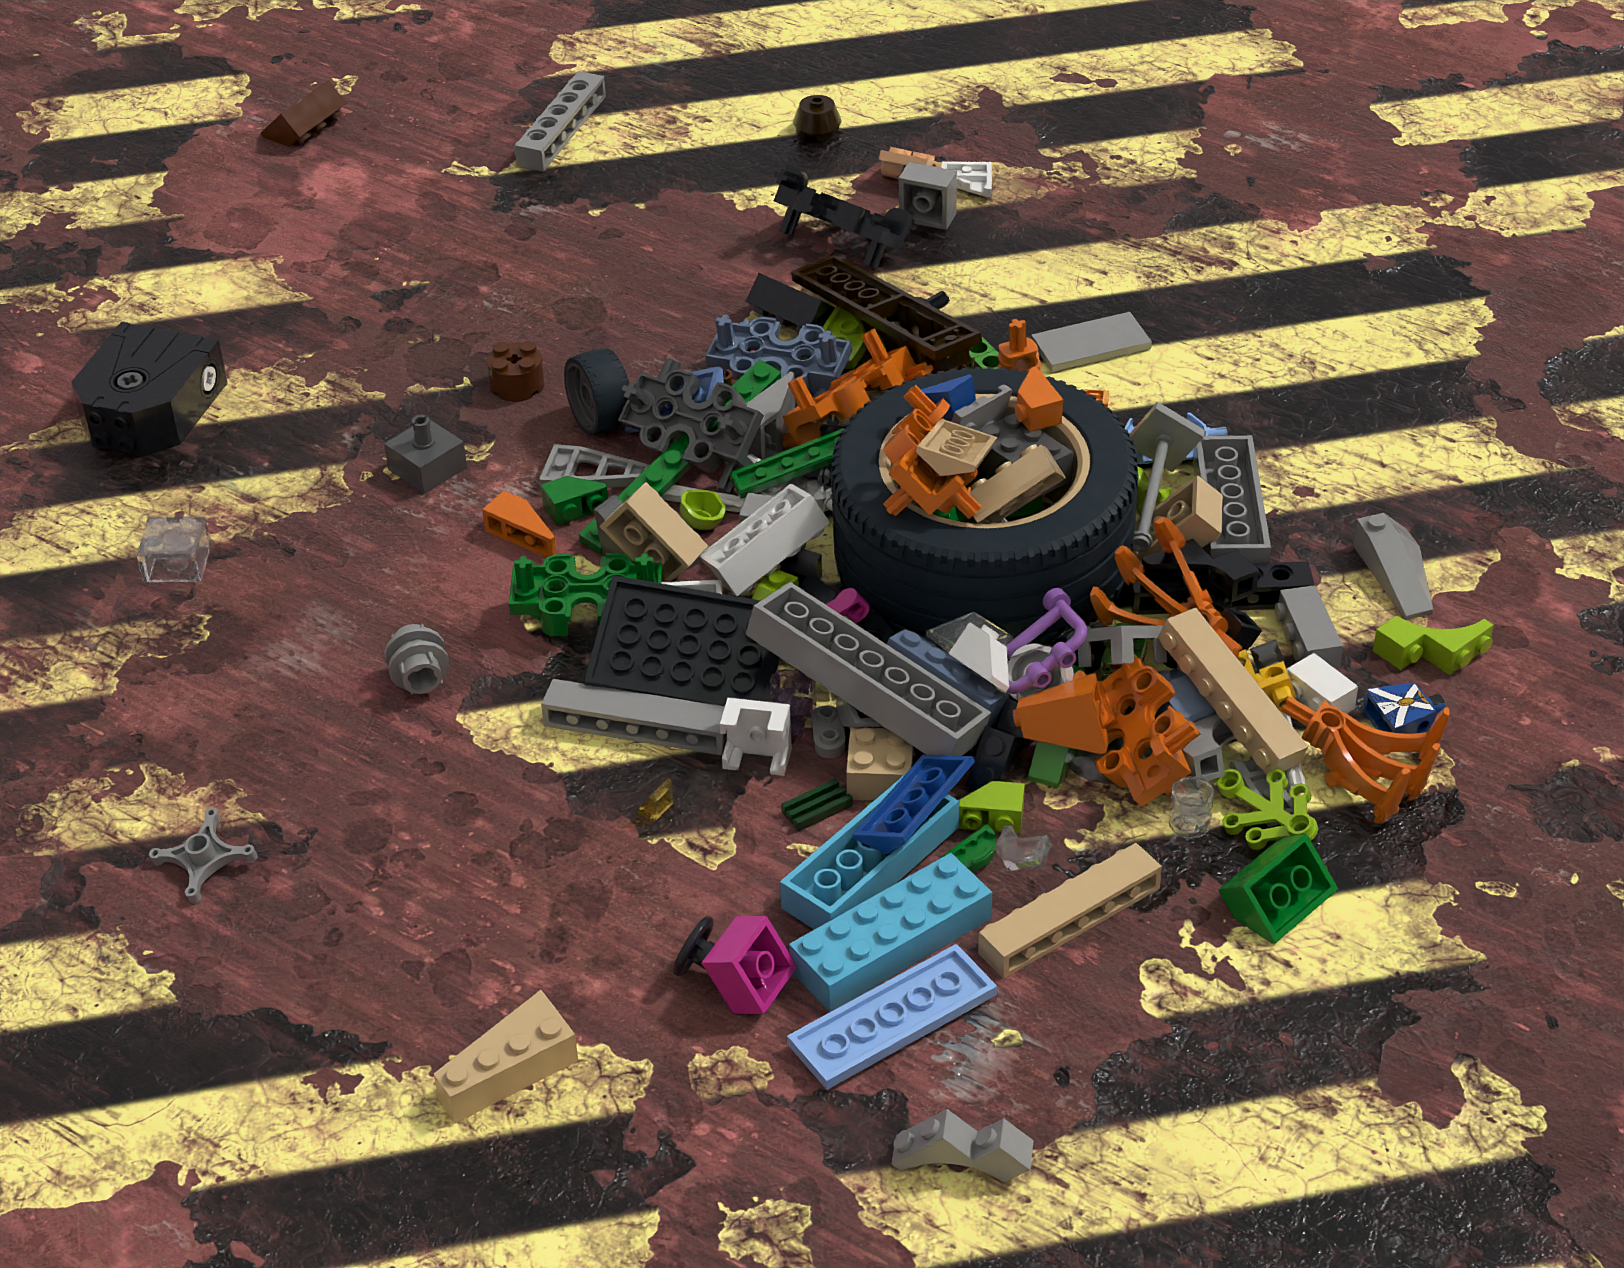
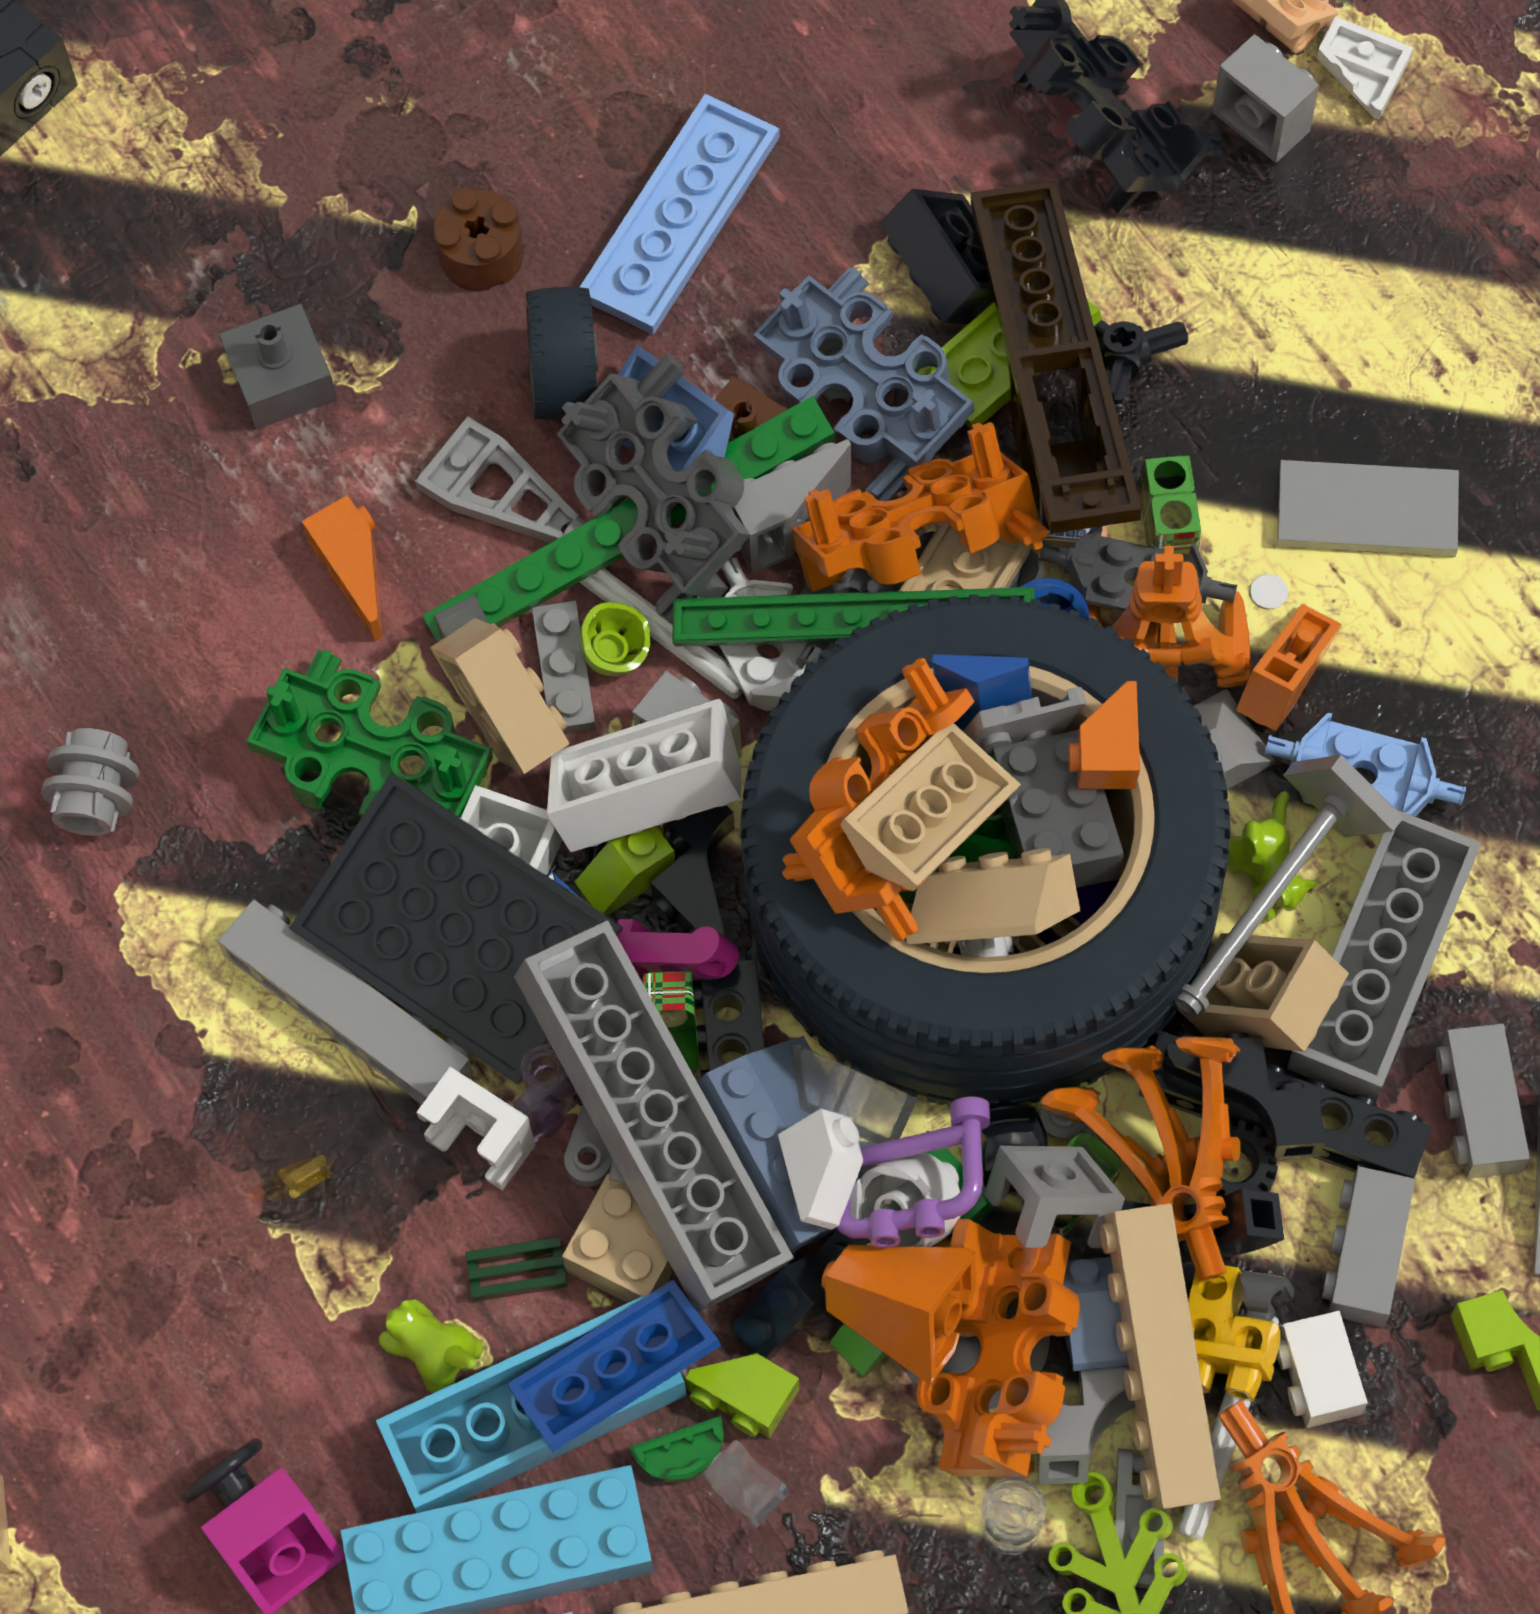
camera: 25 degrees right, 25 degrees up
(572, 498) = (445, 539): green slope -> none
(630, 323) = (679, 213): none -> light blue plate
(784, 850) = (433, 1346): none -> lime animal
(1327, 550) = (1483, 1101): none -> light grey brick
(1401, 708) = (1416, 1467): torso -> none

